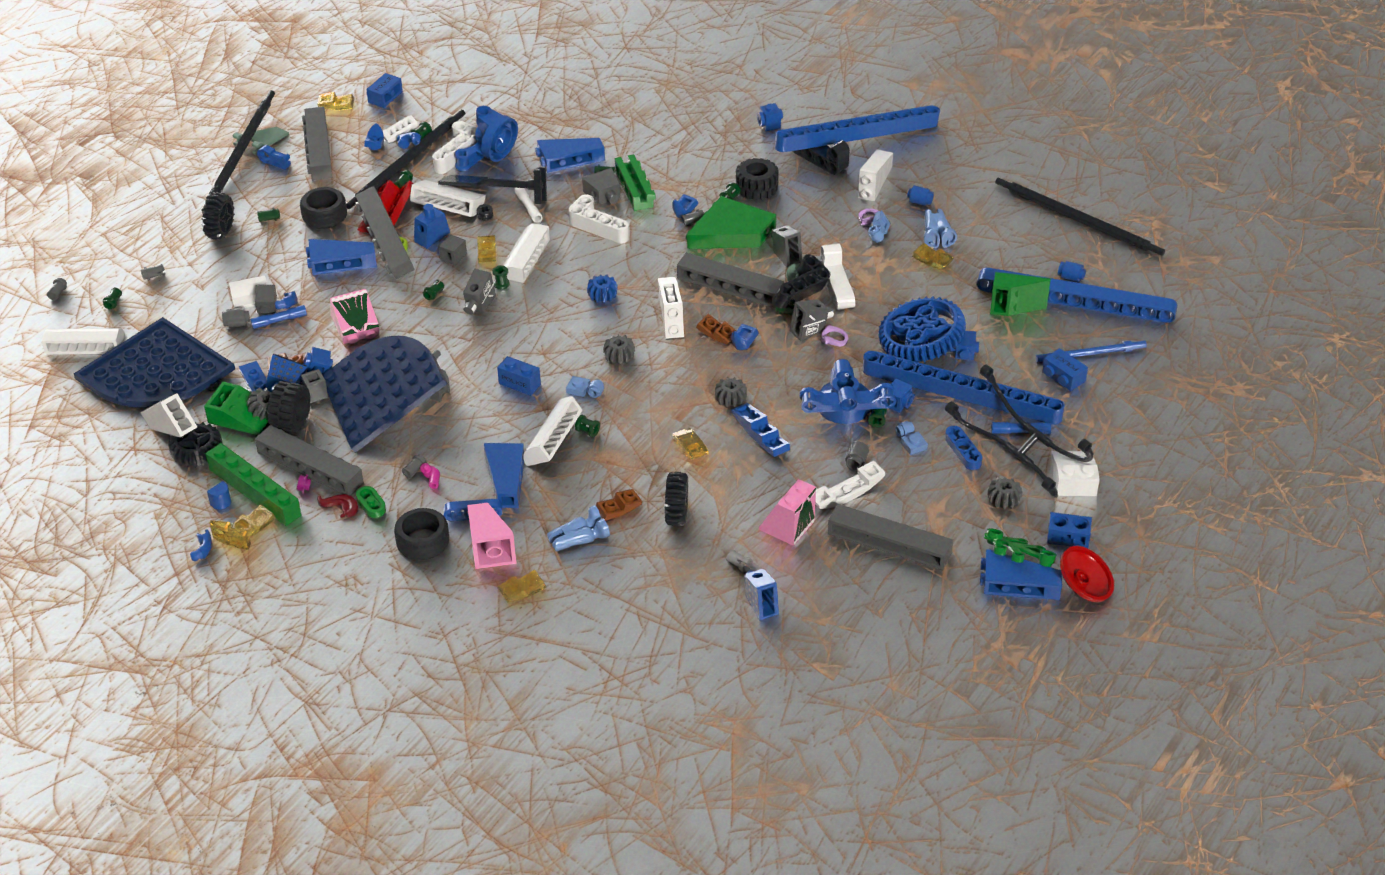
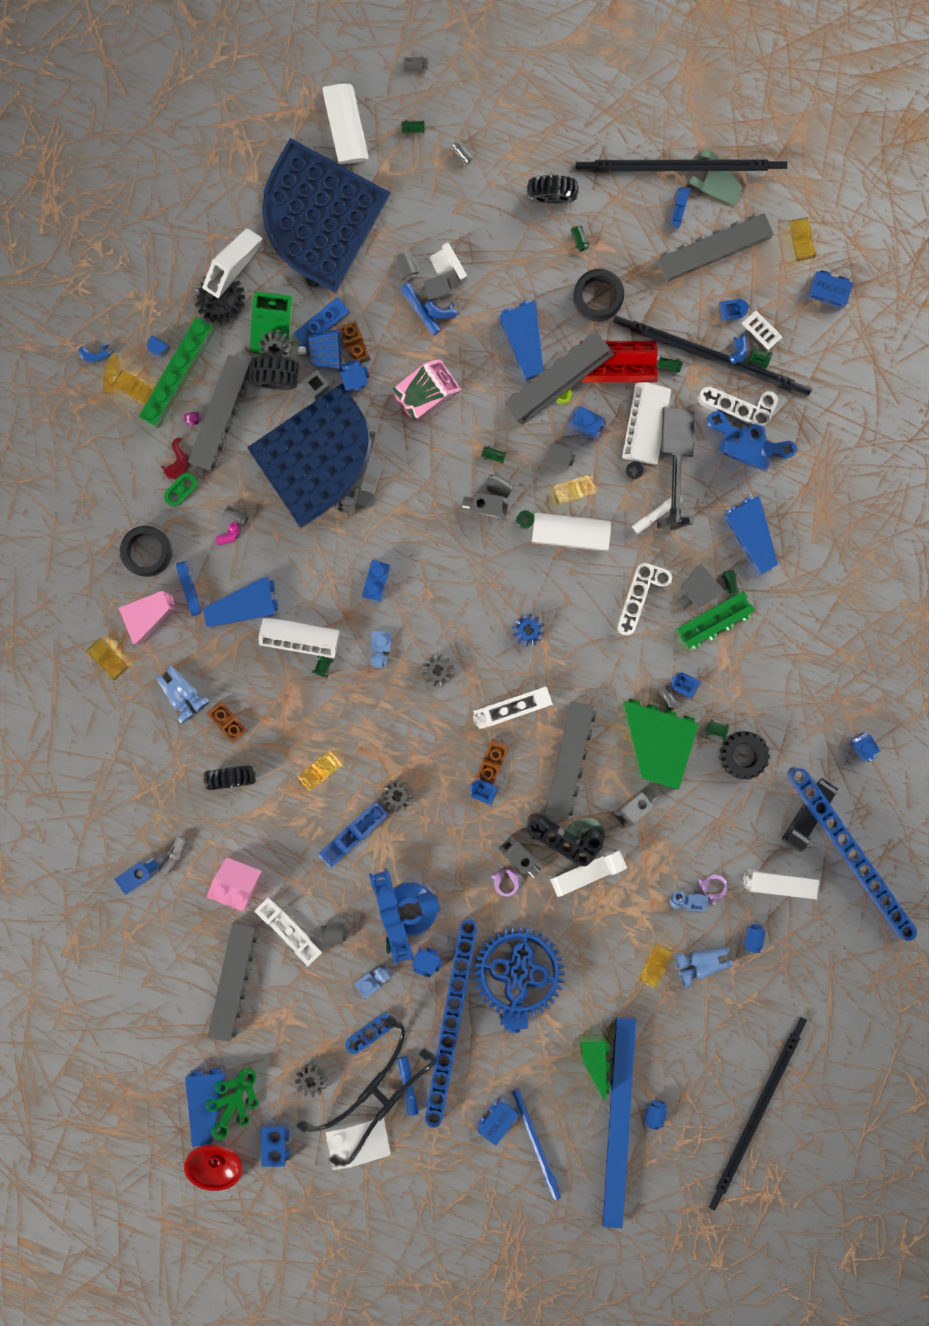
camera: 80 degrees right, 45 degrees up
(457, 289) = (499, 485): none -> dark grey brick

